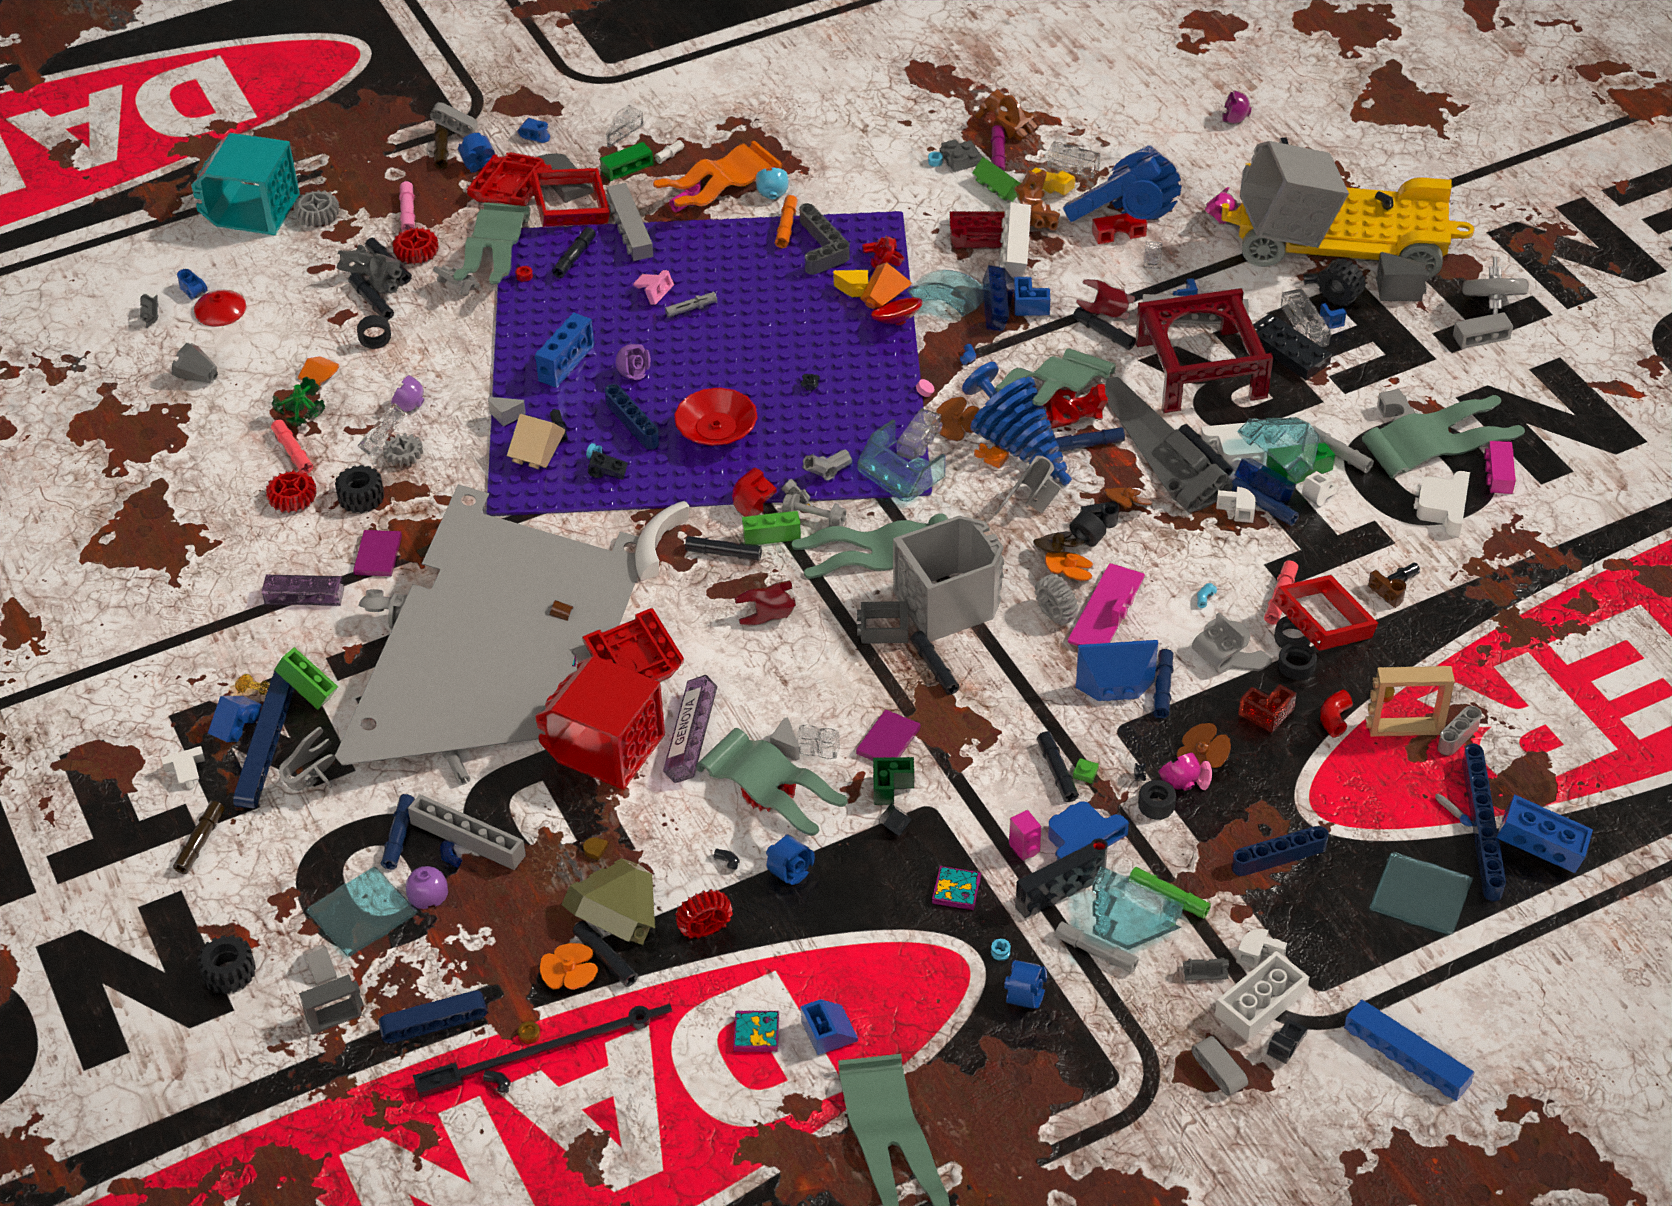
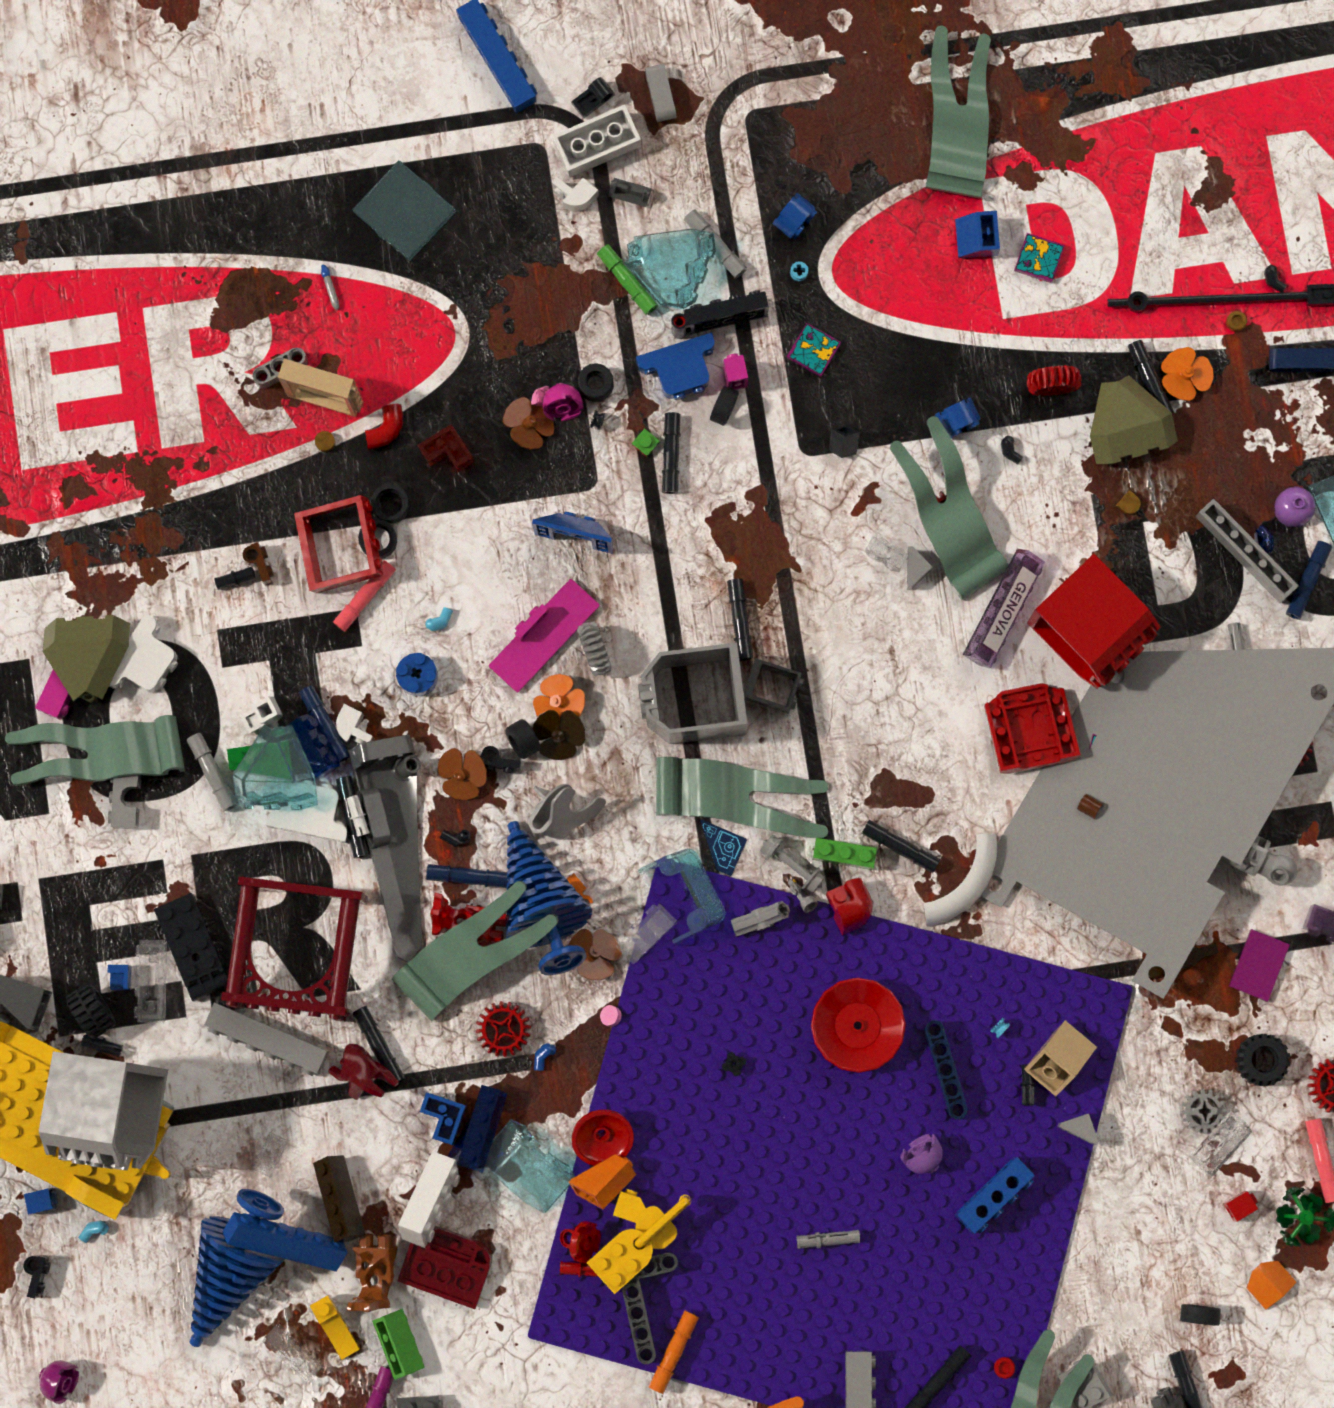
camera: 160 degrees left, 35 degrees up
(356, 403) = (1241, 1205): none -> red brick
(409, 394) = (1181, 1193): medium lavender cylinder -> none
(604, 464) = (991, 1000): black plate -> none
(655, 285) = (862, 1285): bright pink piece -> none
(769, 603) = (880, 746): dark red piece -> none
(842, 250) = (622, 1260): none -> yellow plate
(876, 514) = (724, 847): none -> dark blue sticker
(888, 736) = (816, 542): magenta tile -> none
(891, 774) = (834, 488): dark green brick -> none
(1009, 356) = (488, 1020): none -> red gear
(1024, 800) = (724, 405): none -> black tyre
(1085, 234) = (339, 1198): none -> dark brown brick
(1105, 227) = (308, 1214): red arch -> none
(1110, 460) = (457, 839): none -> black arm
(1163, 683) = (533, 511): dark blue piece -> none
(1191, 289) = (264, 1072): blue panel -> none
(1199, 441) = (357, 815): none -> white axle
(1203, 548) = (419, 663): none -> blue brick
(1214, 206) = (153, 1195): dark pink piece -> none
(1222, 645) = (448, 542): light grey piece -> none
(1279, 850) = (500, 285): dark blue beam -> none
(1483, 822) = (312, 251): dark blue beam -> none
(1494, 485) = (86, 653): none -> olive panel
(1544, 833) = (270, 216): blue brick -> none

